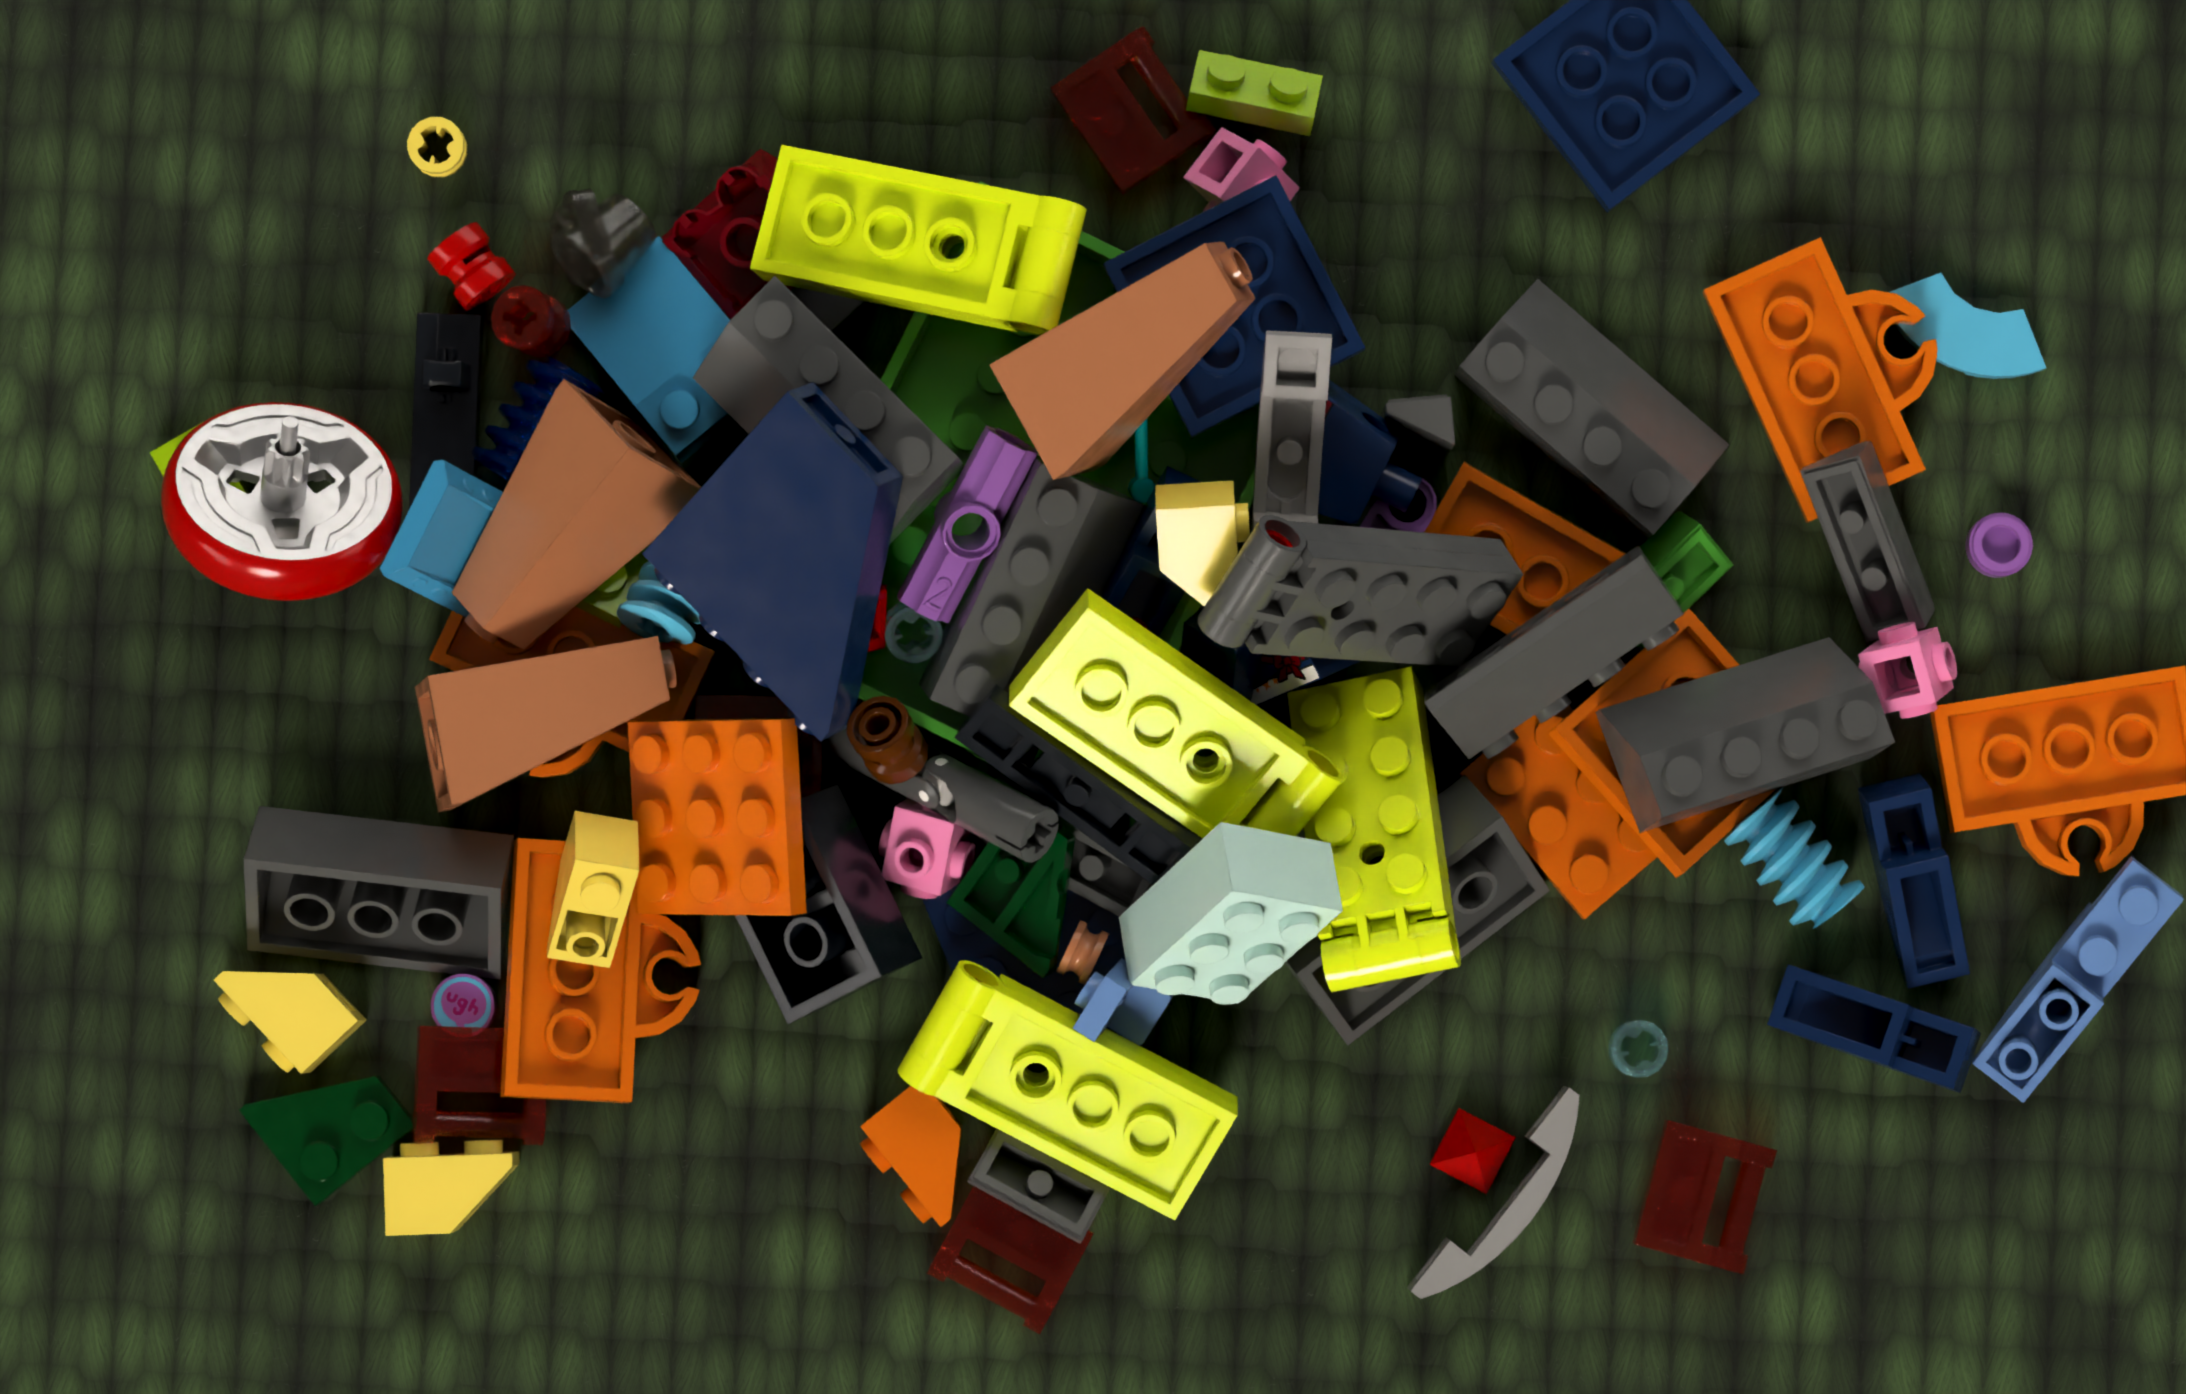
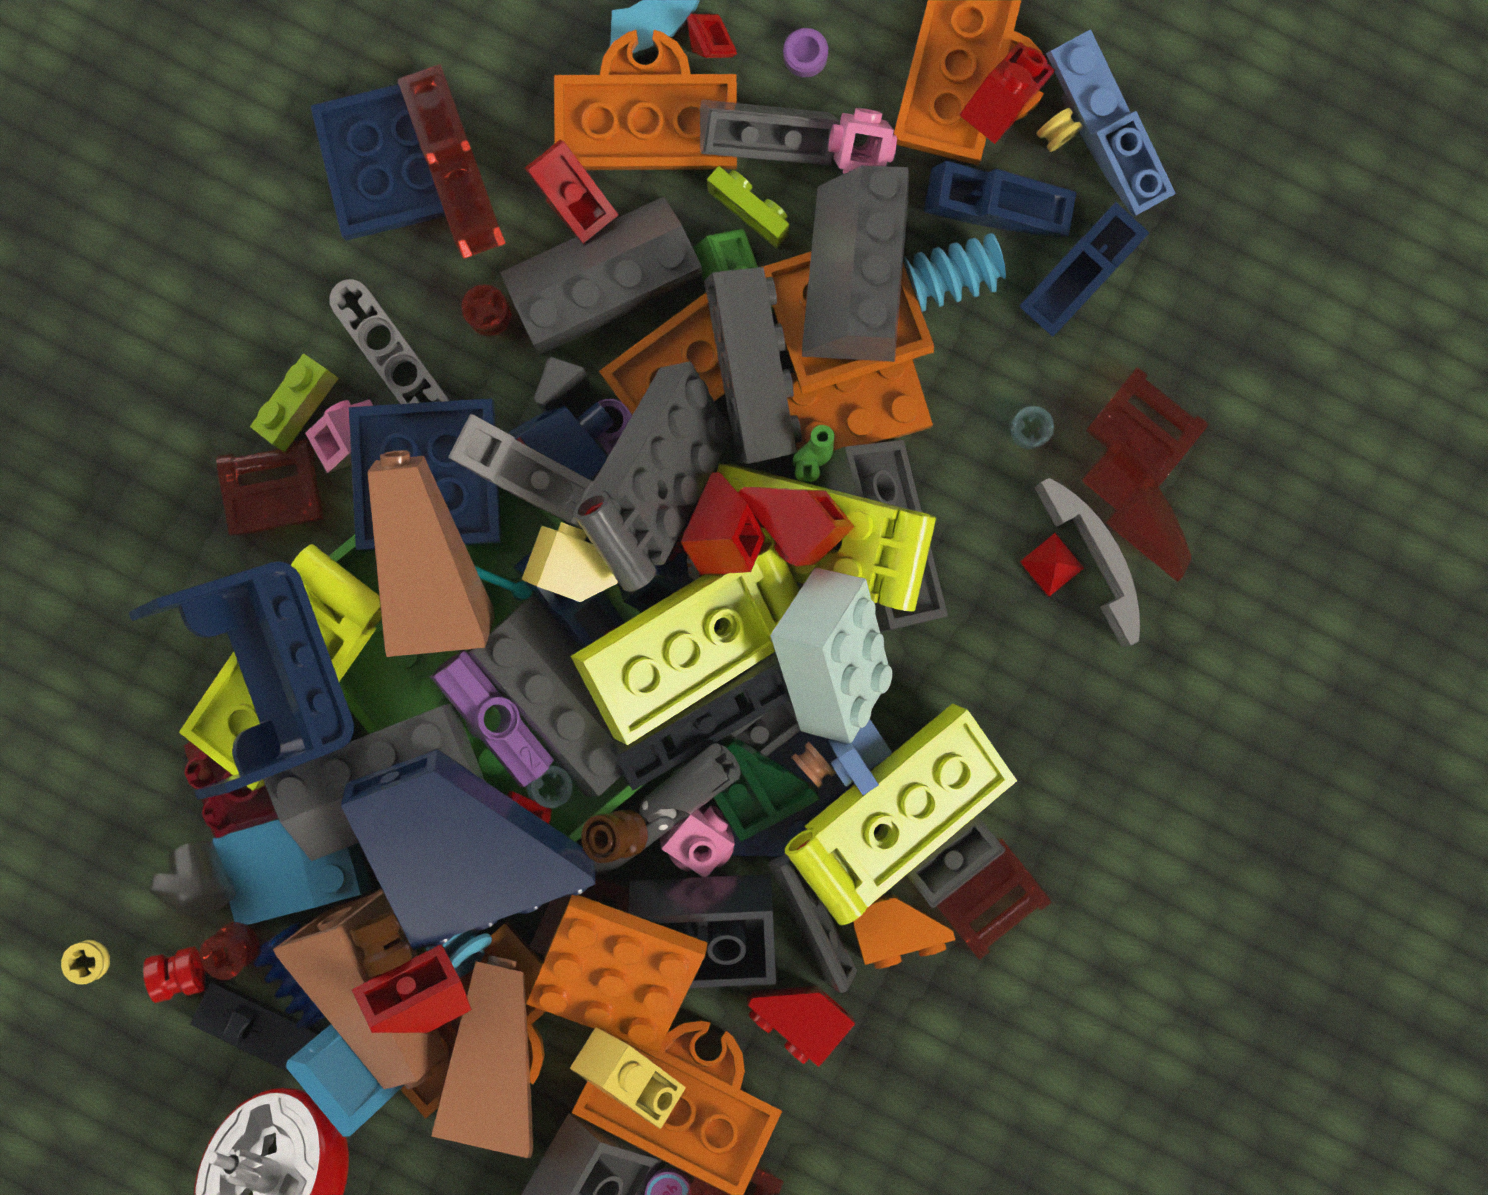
camera: 70 degrees left, 0 degrees up
(590, 580) = (413, 995): none -> red slope
(634, 512) = (381, 944): none -> reddish brown wheel
(759, 1082) = (805, 1017): none -> red slope
(881, 1043) = (815, 925): none -> dark grey slope
(921, 239) = (281, 663): none -> dark blue windscreen
(1324, 707) = (722, 531): none -> red slope
(1373, 191) = (393, 354): none -> light grey beam
(1380, 797) = (799, 520): none -> red slope
(1475, 781) = (814, 454): none -> bright green arm
(1490, 272) = (478, 305): none -> clear red wheel
(1590, 1233) = (1139, 510): none -> clear red slope
(1650, 156) = (451, 161): none -> clear red slope
(1678, 326) = (571, 191): none -> red slope
(1772, 533) = (735, 194): none -> lime plate
(1962, 413) = (709, 36): none -> red slope
(2041, 917) = (1059, 129): none -> light yellow bush
(2054, 827) = (1007, 91): none -> red slope

